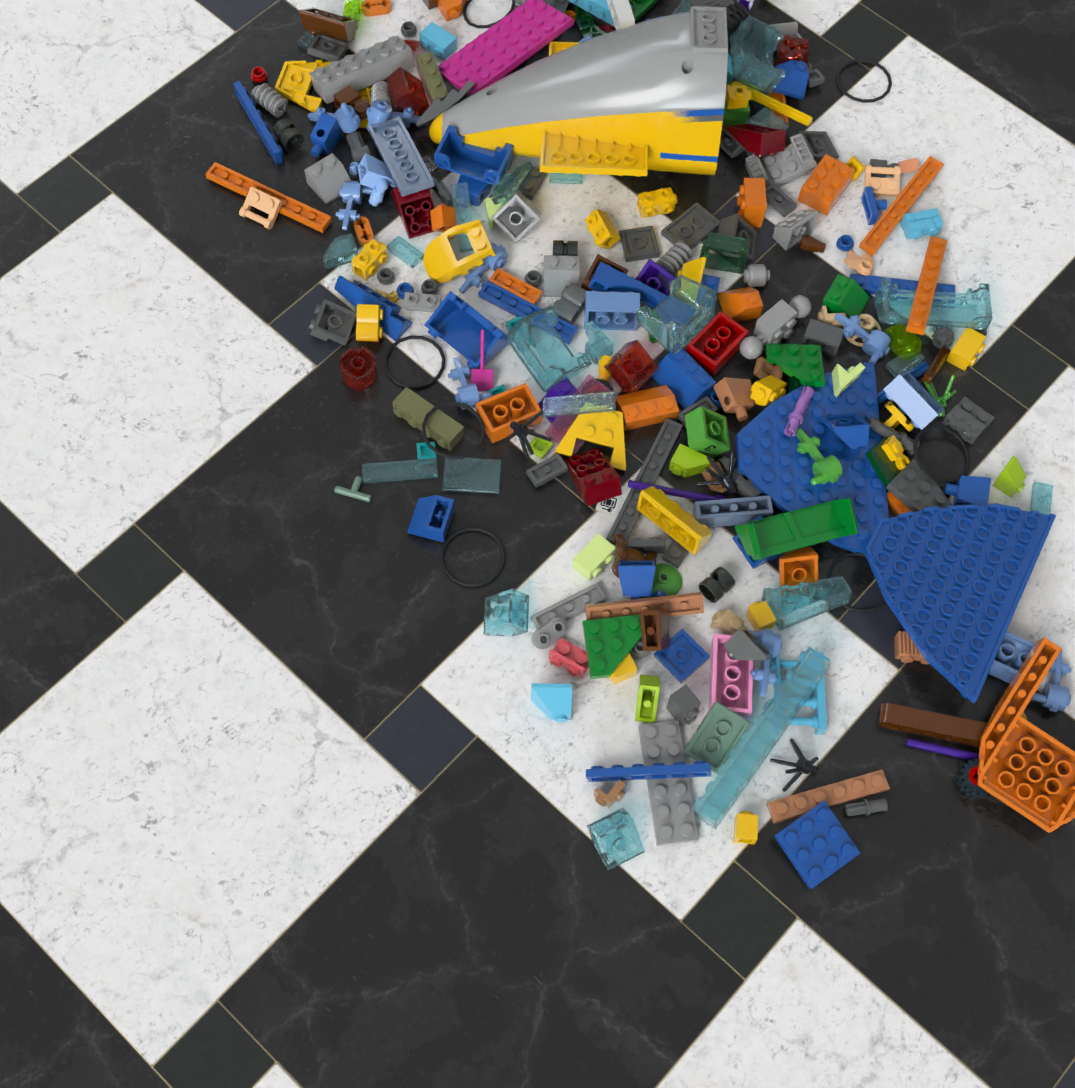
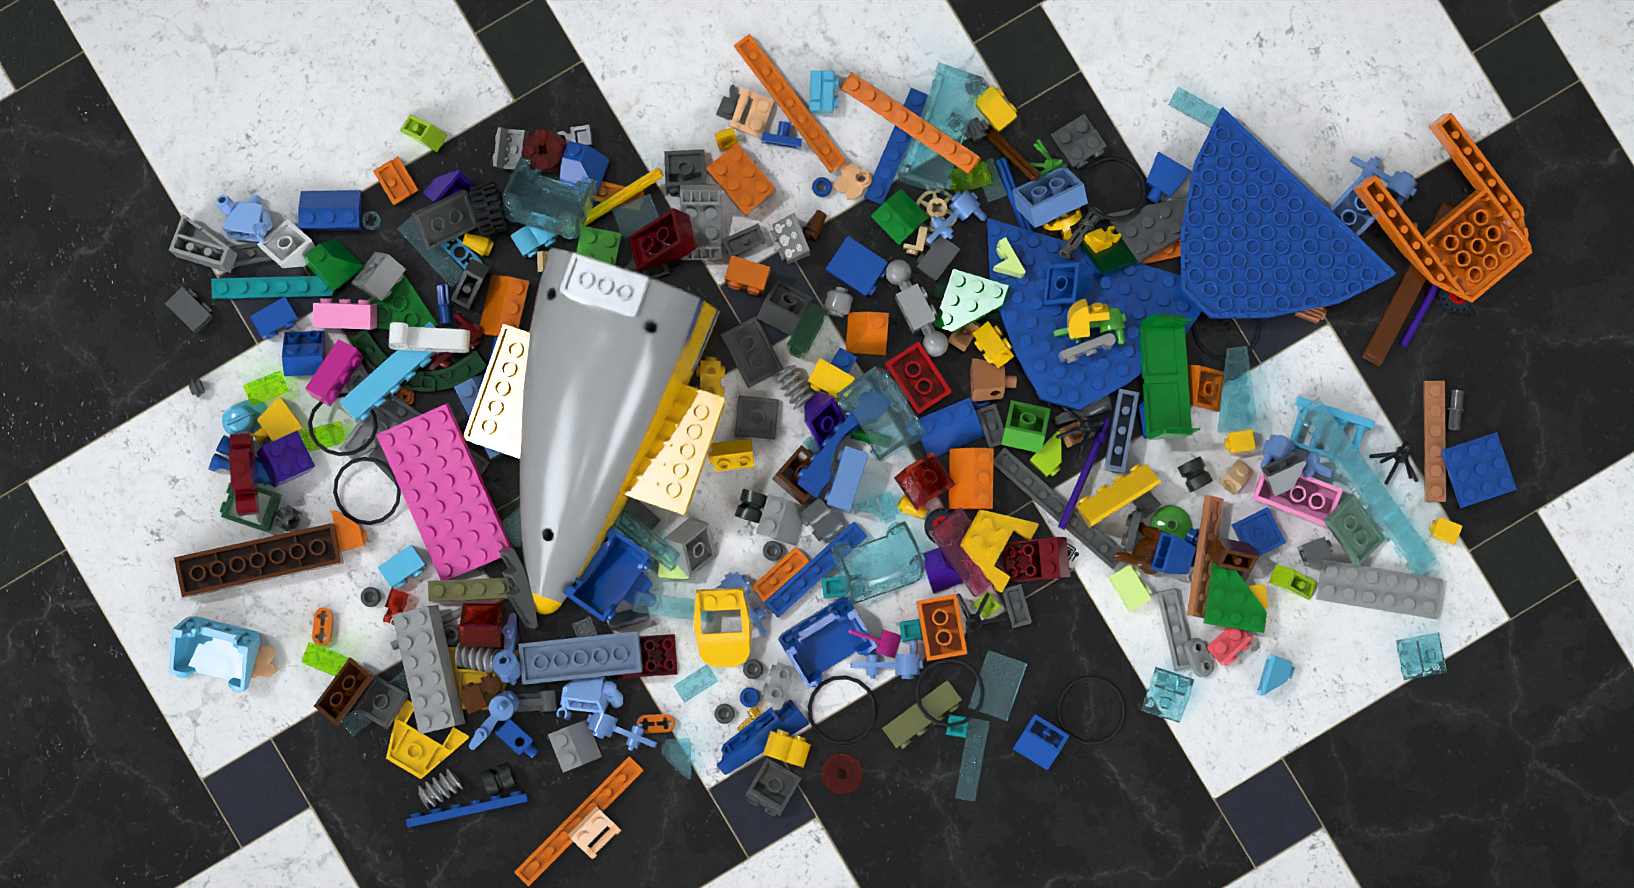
camera: 70 degrees left, 20 degrees up
(258, 74) = (385, 793): red plate -> none
(353, 492) = (984, 813): sand green piece -> none
(369, 259) = (694, 720): yellow brick -> none
(442, 218) = (670, 630): orange brick -> none
(579, 404) = (963, 553): clear light blue tile -> none
(615, 794) = (1379, 643): medium nougat bracket -> none
(642, 772) = (1373, 597): blue plate -> none
(737, 97) = (605, 252): yellow brick -> none
(790, 278) = (857, 267): none -> blue brick
(796, 417) = (1043, 332): medium lavender pin -> none
(796, 456) = (1088, 348): none -> light grey plate
(822, 434) = (1081, 314): none -> yellow brick
(858, 99) = (590, 105): black piece -> none
(908, 165) = (737, 74): orange sticker -> none
(1011, 478) = (1162, 129): lime slope -> none

